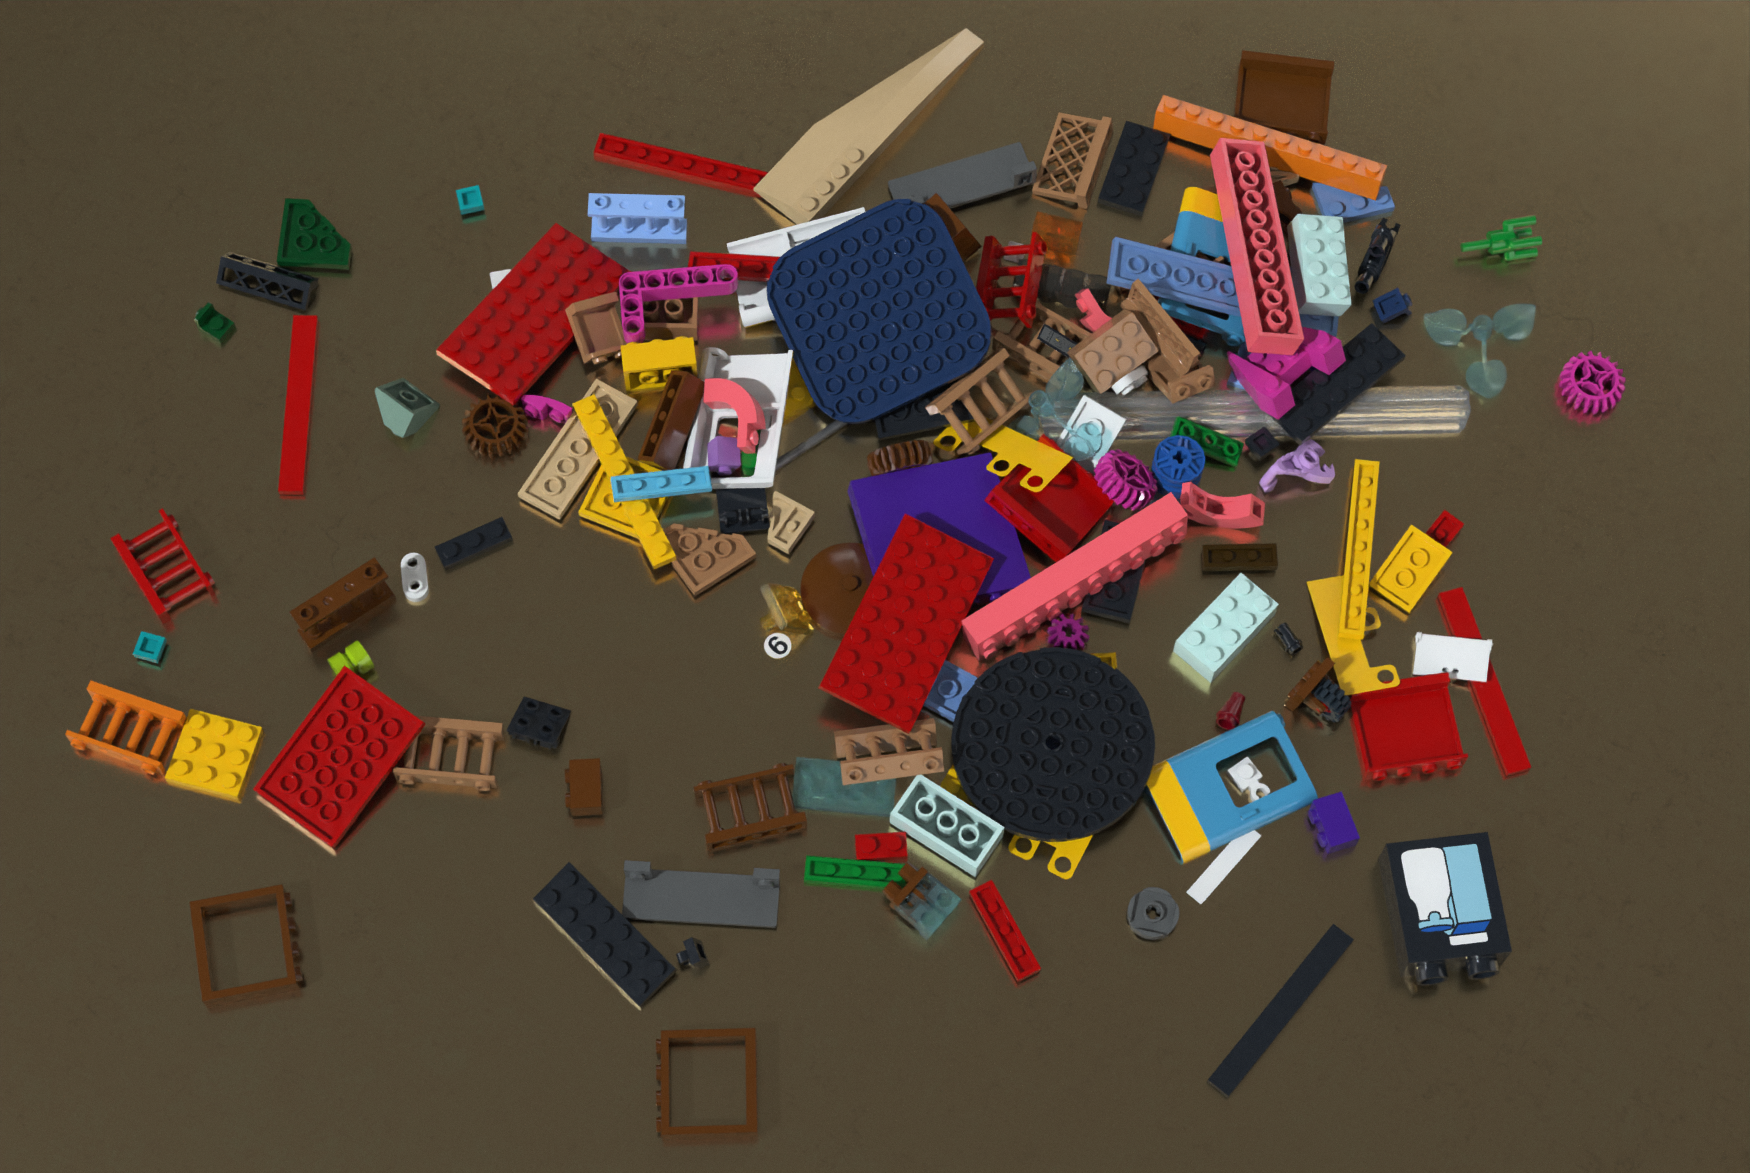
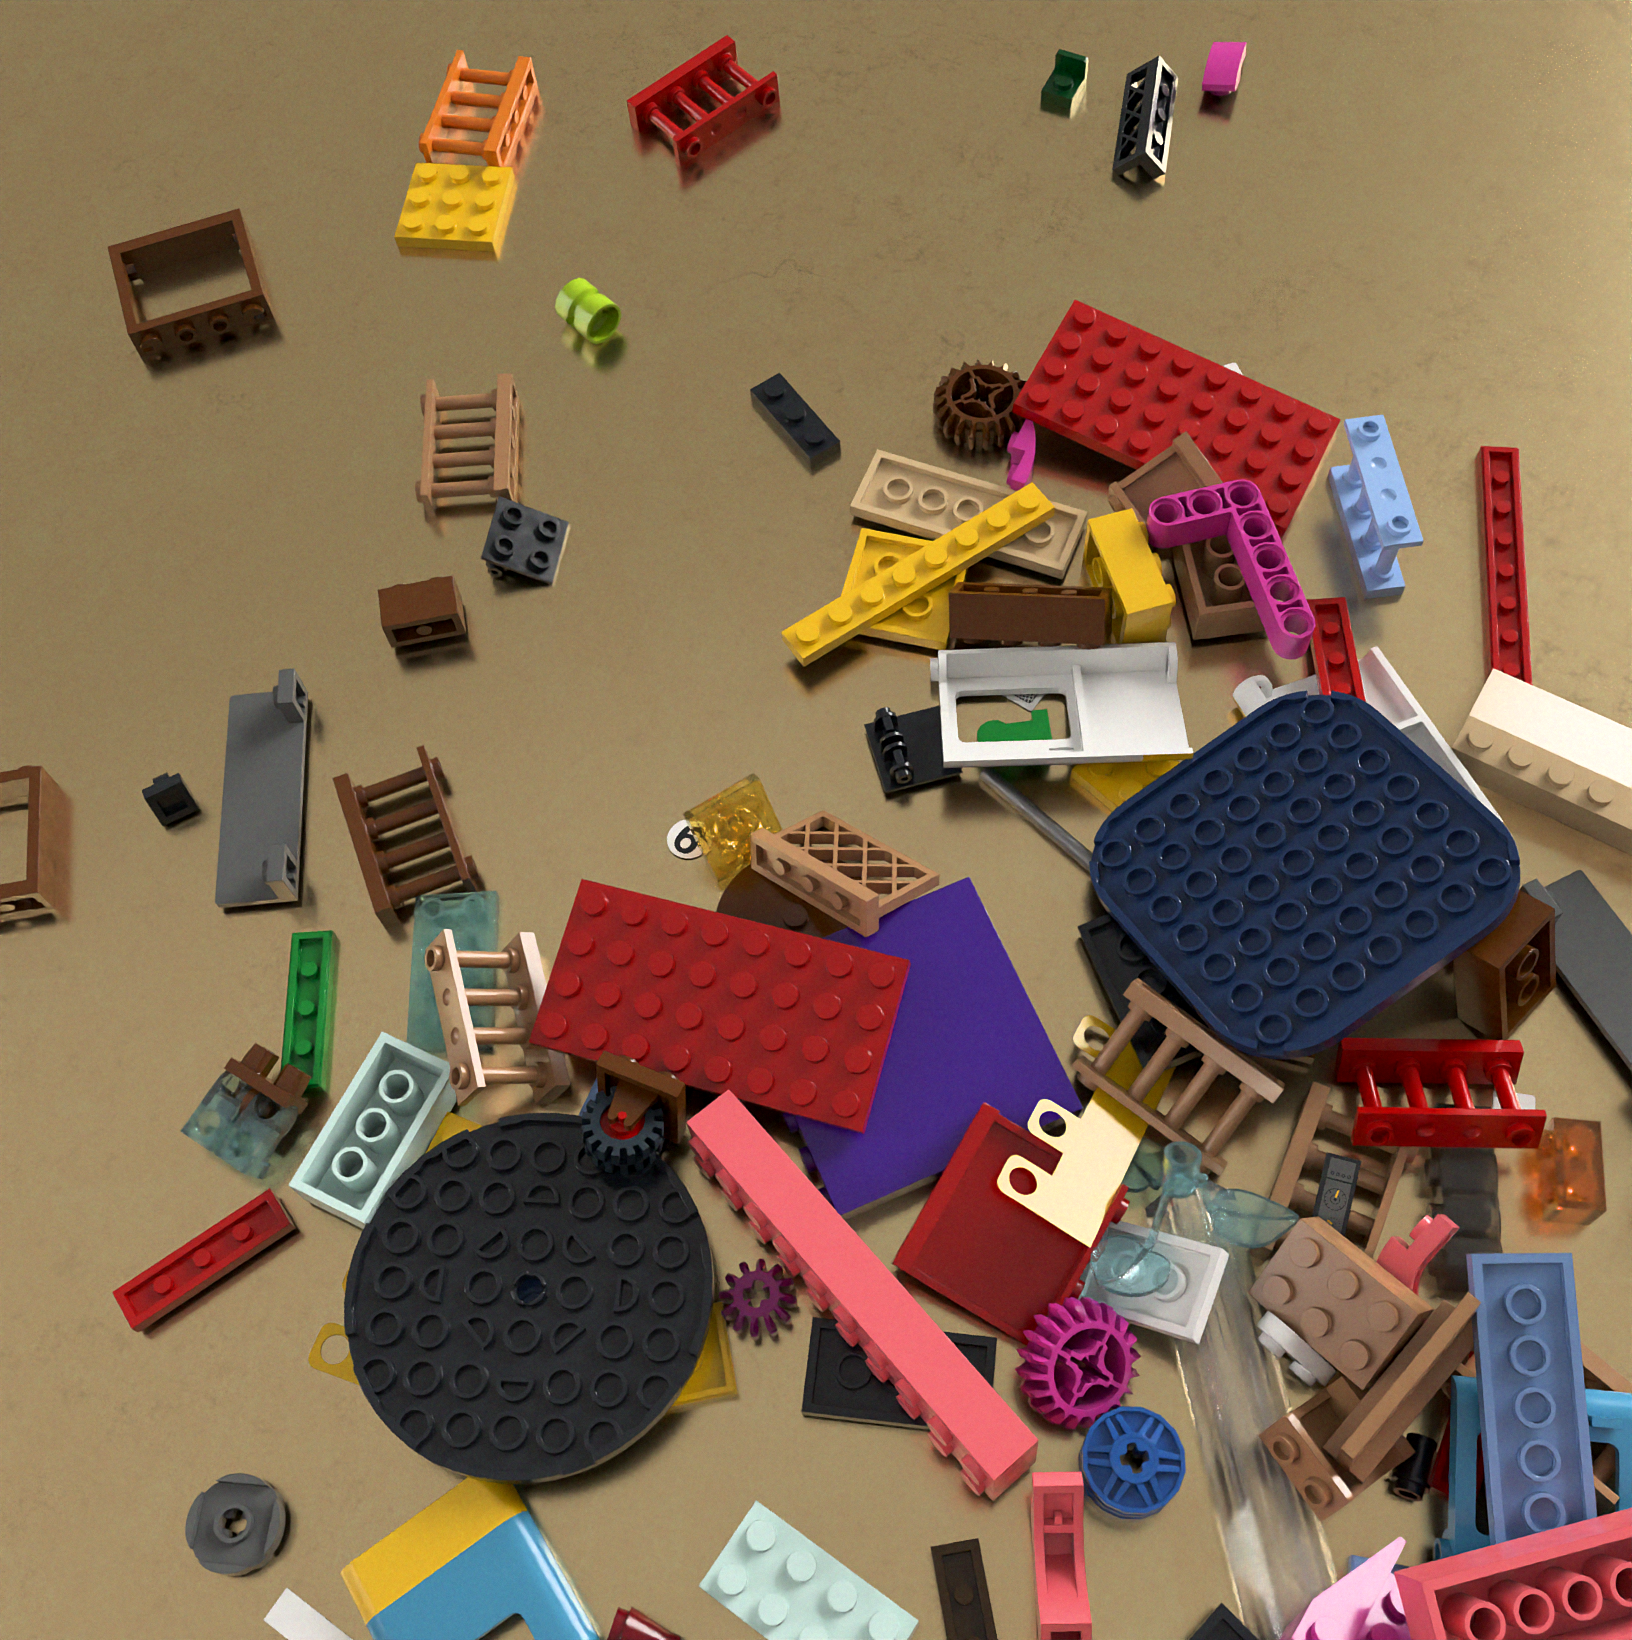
camera: 90 degrees right, 5 degrees down
(149, 647) = (591, 112): teal plate -> none
(233, 219) = (1224, 67): none -> dark pink slope
(298, 405) = (969, 190): red tile -> none
(310, 238) = (1223, 150): dark green plate -> none
(339, 757) = (448, 320): red plate -> none
(342, 604) = (663, 275): reddish brown fence -> none
(404, 407) = (988, 296): sand green slope -> none
(413, 576) = (732, 363): white plate -> none
(470, 199) = (1344, 311): teal plate -> none
(605, 934) = (202, 680): black plate -> none
(661, 484) = (916, 614): medium azure tile -> none
(706, 555) = (821, 708): medium nougat plate -> none
(723, 455) = (992, 699): medium lavender brick -> none
(724, 394) = (1067, 703): coral arch -> none
(788, 522) = (898, 814): tan wing -> none
(837, 561) = (828, 884): none -> medium nougat fence
(881, 846) = (351, 1037): red plate -> none
(899, 457) = (1033, 955): reddish brown gear -> none
(965, 675) = (632, 1113): none -> plate
(1220, 447) = (1197, 1552): green tile -> none

